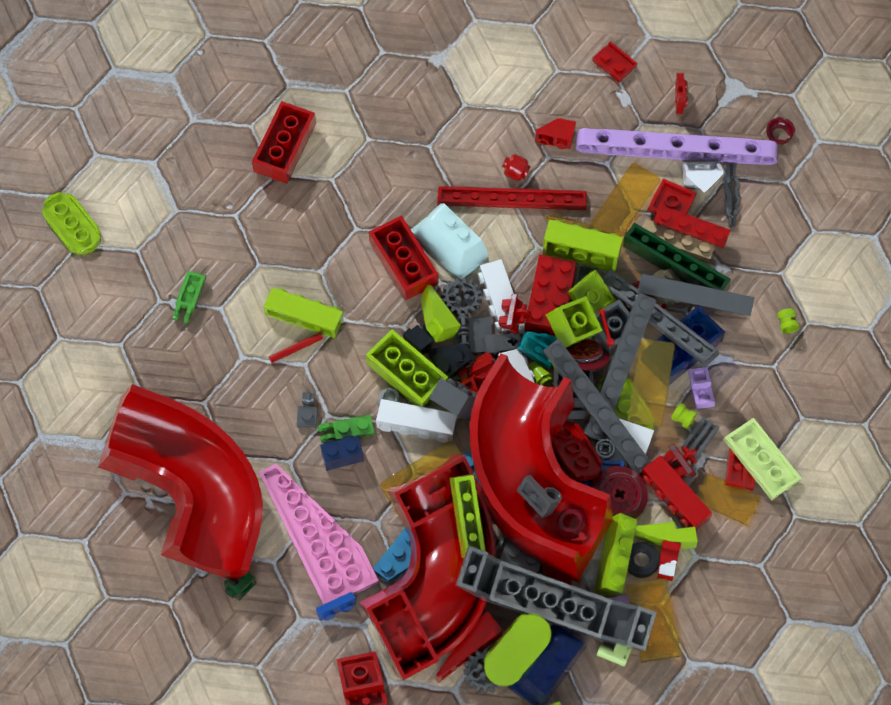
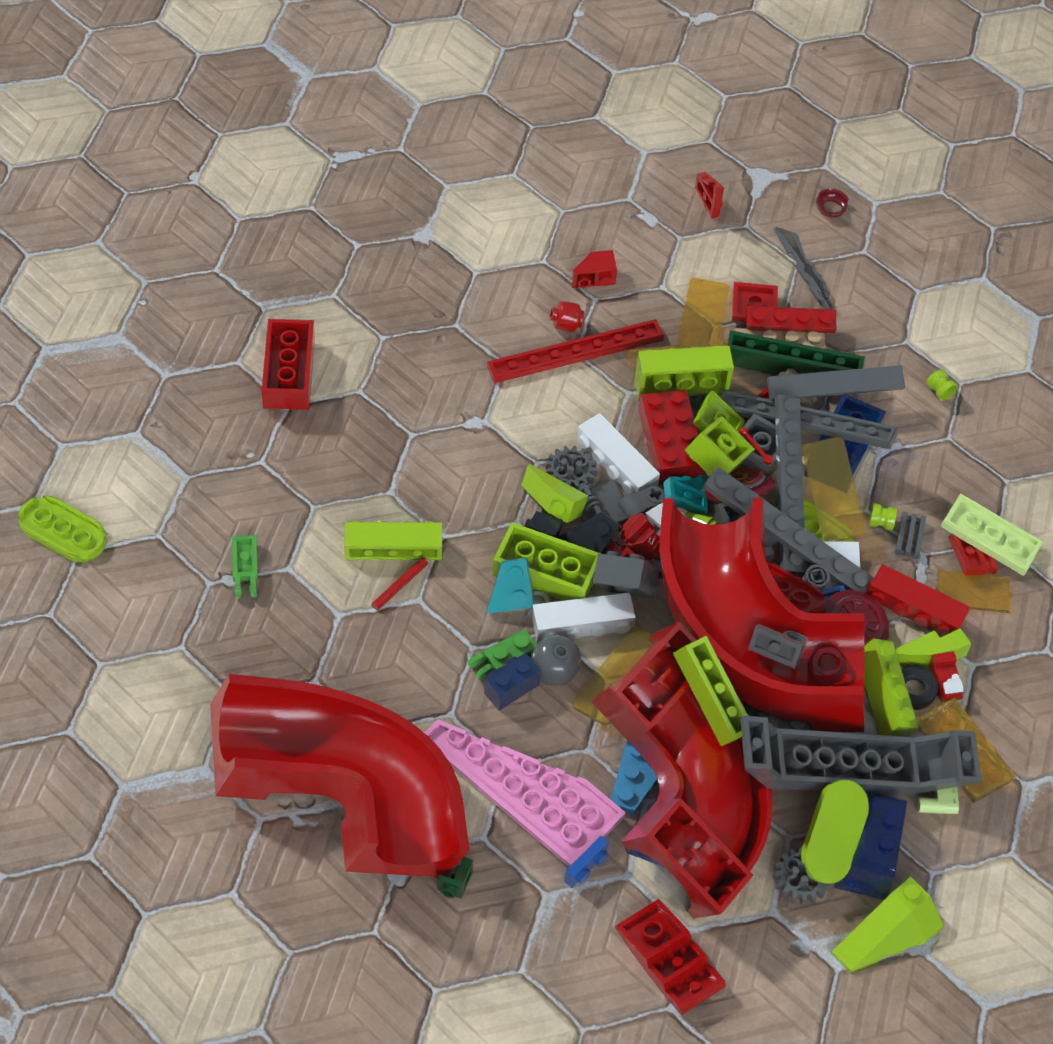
camera: 25 degrees left, 10 degrees down
(307, 415) = (447, 654): dark grey plate -> none
(372, 380) = (513, 587): none -> teal wing
(381, 447) = (557, 659): none -> dark grey cylinder
(403, 257) = (485, 445): red brick -> none
(451, 242) = (531, 412): light aqua windscreen -> none
(480, 637) = (782, 830): red slope -> none
(516, 314) = (640, 455): red hips -> none
(614, 62) = (621, 185): red plate -> none
(675, 455) = (896, 560): red hips -> none
(690, 146) = (730, 247): lavender beam -> none
(701, 174) = (773, 267): white slope -> none
(701, 387) = (882, 481): lavender slope -> none

